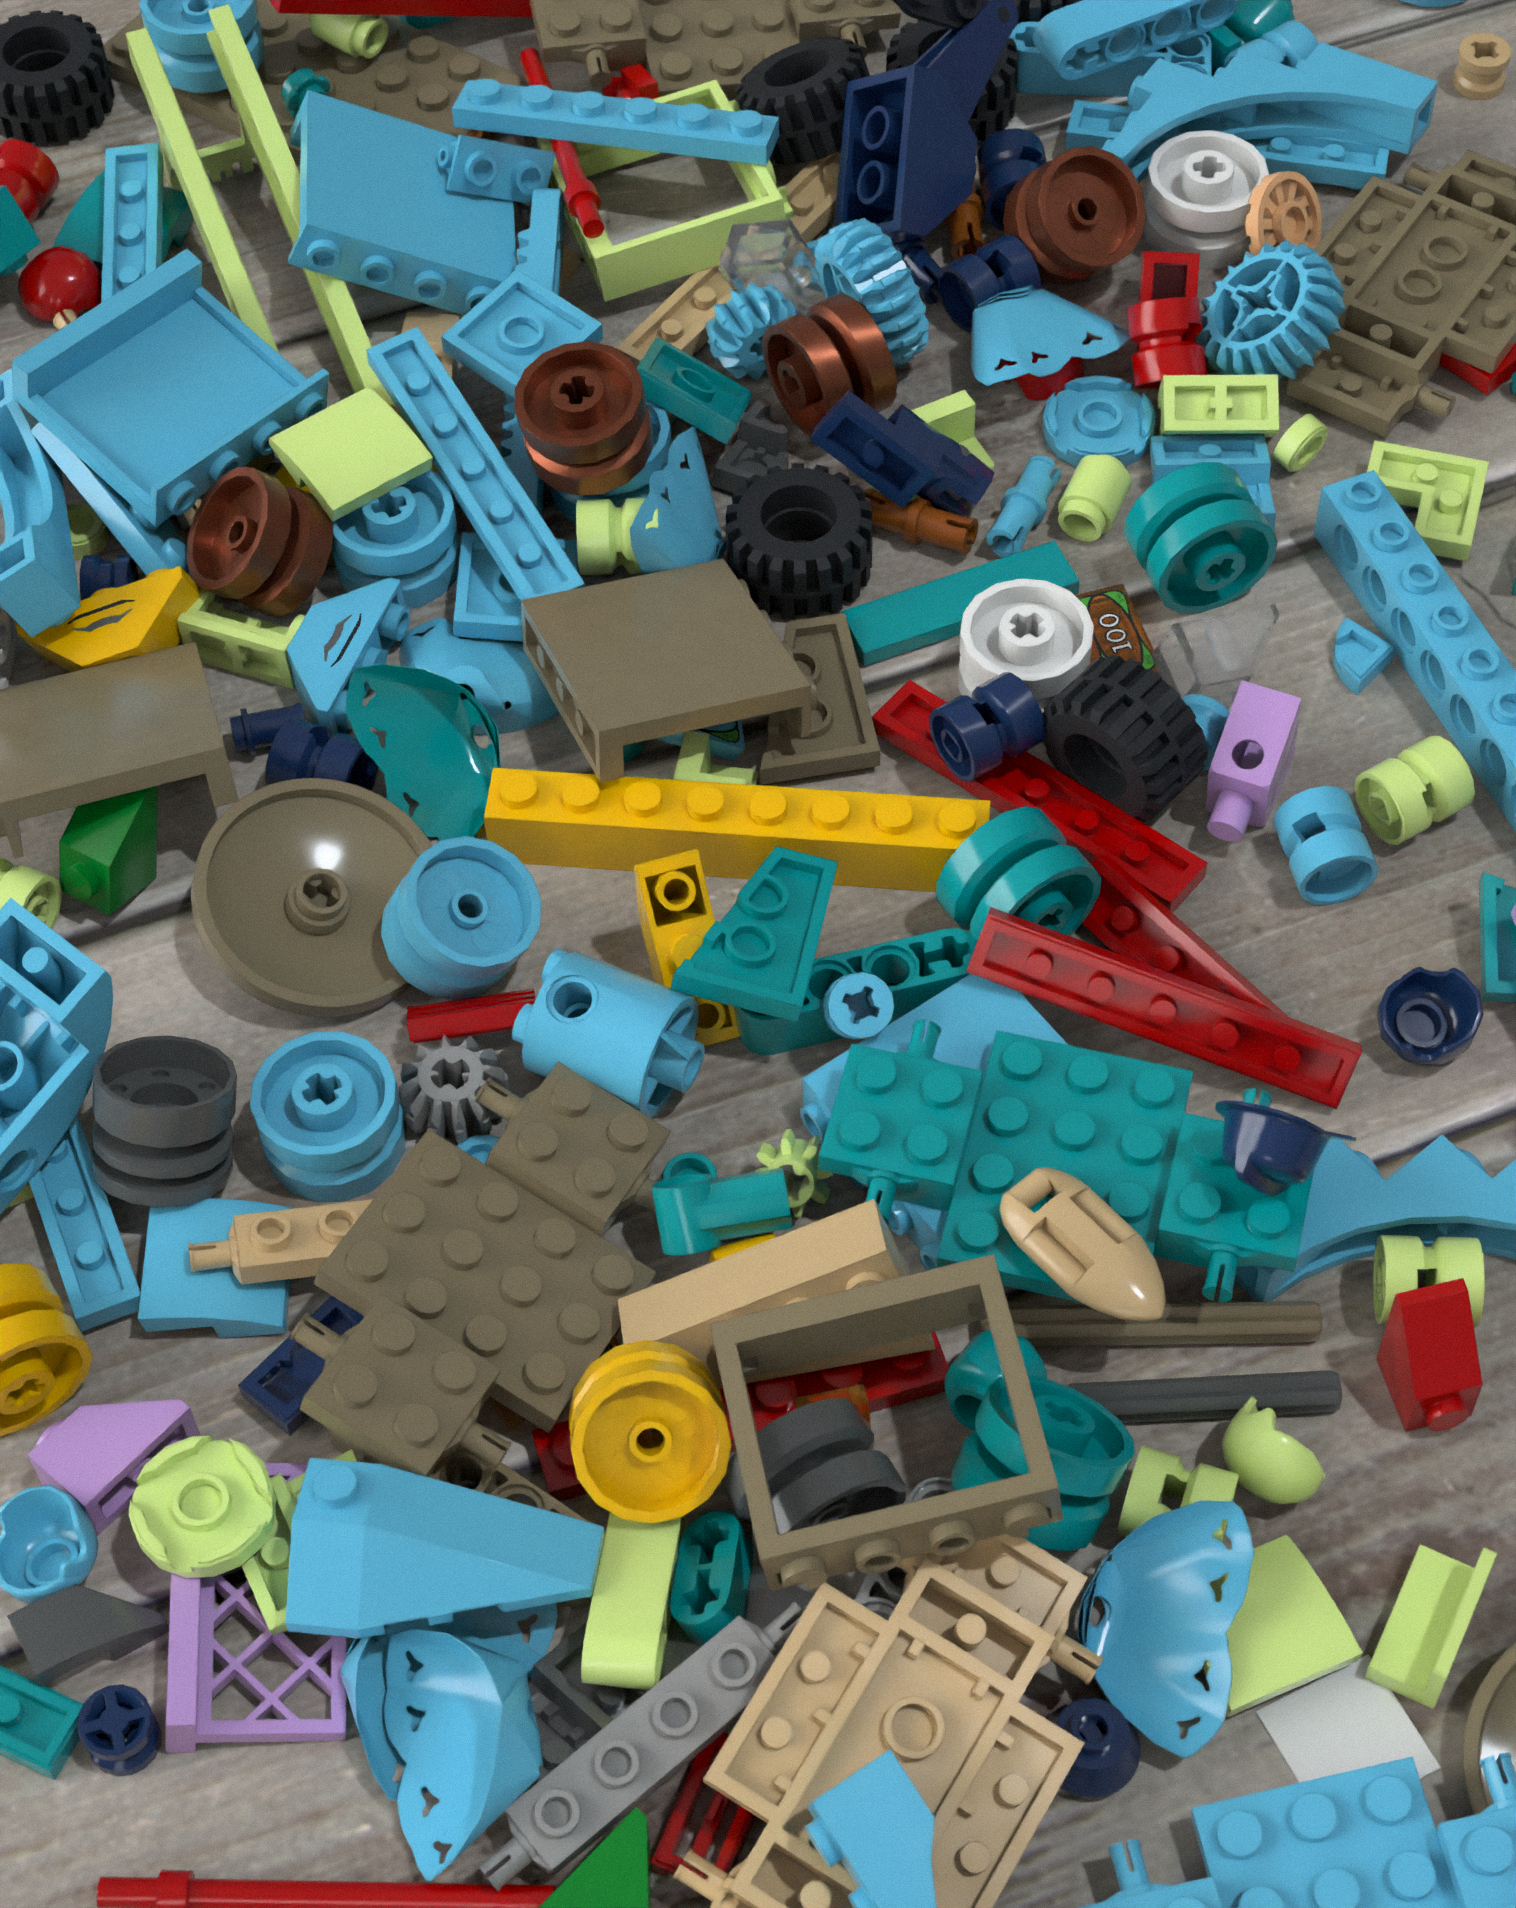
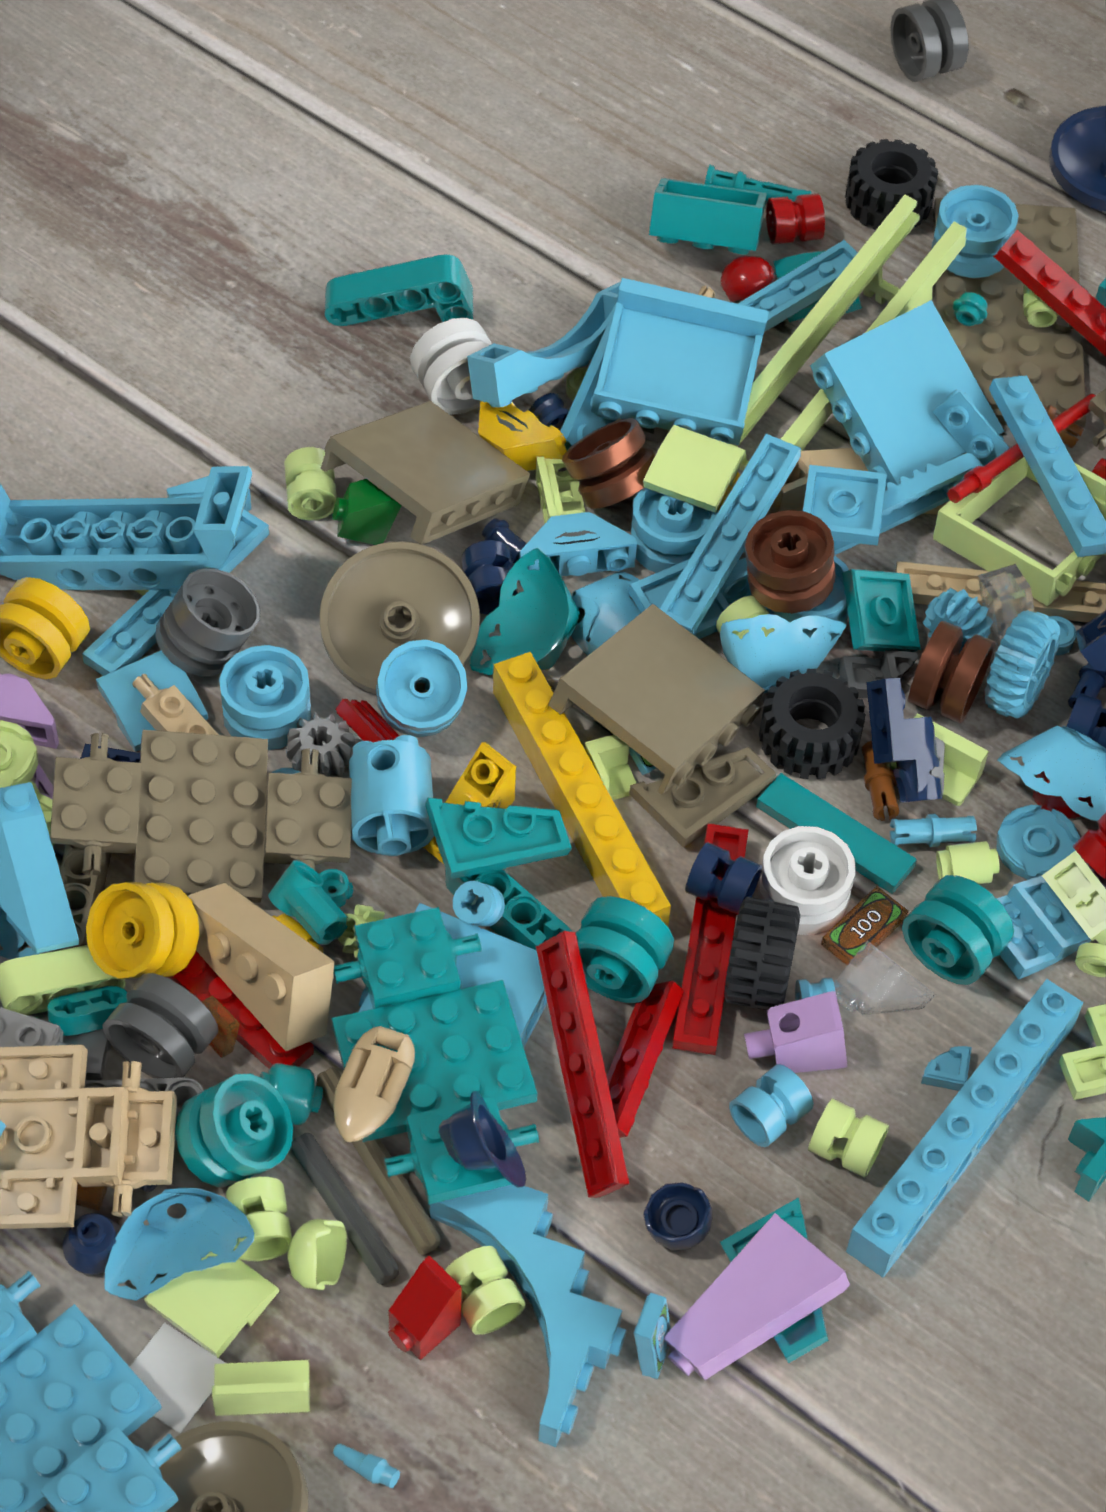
camera: 55 degrees right, 0 degrees up
(858, 1321) = (186, 1106): dark tan window -> none

